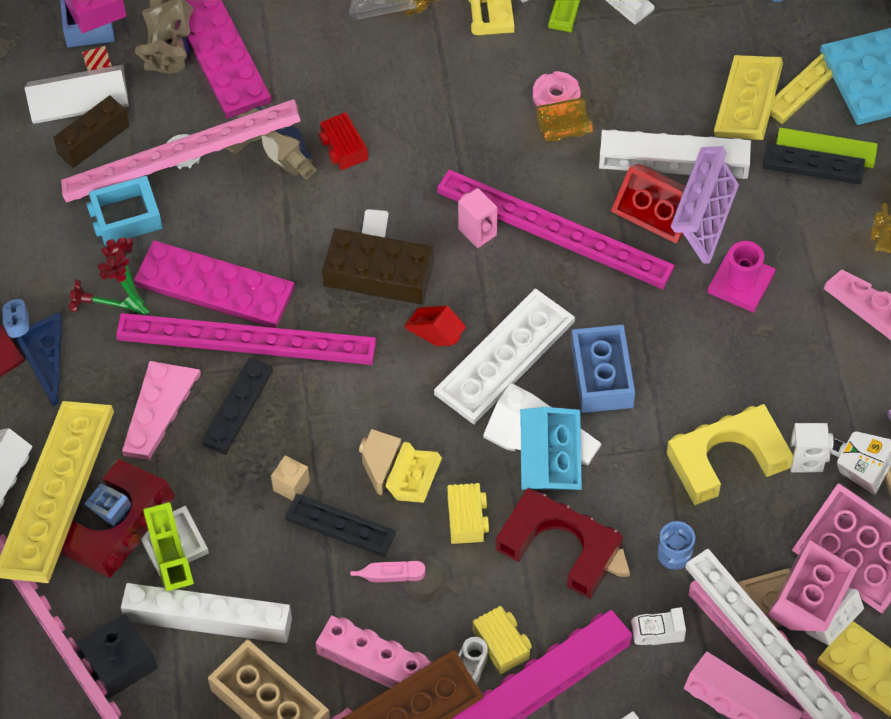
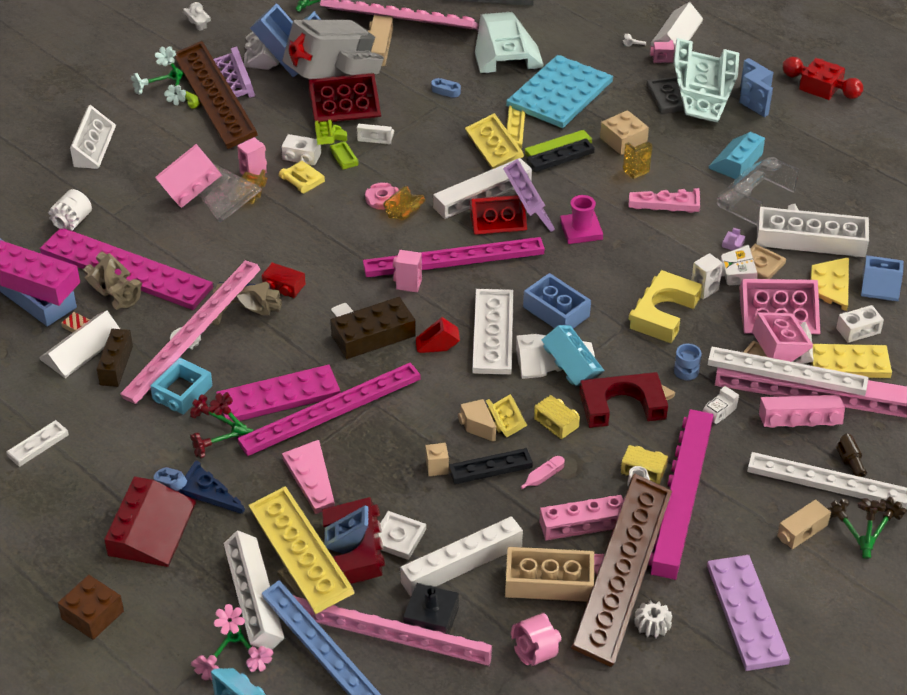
camera: 40 degrees left, 15 degrees down
(167, 547) = (407, 536): lime arch -> none
(237, 406) = (361, 446): black plate -> none

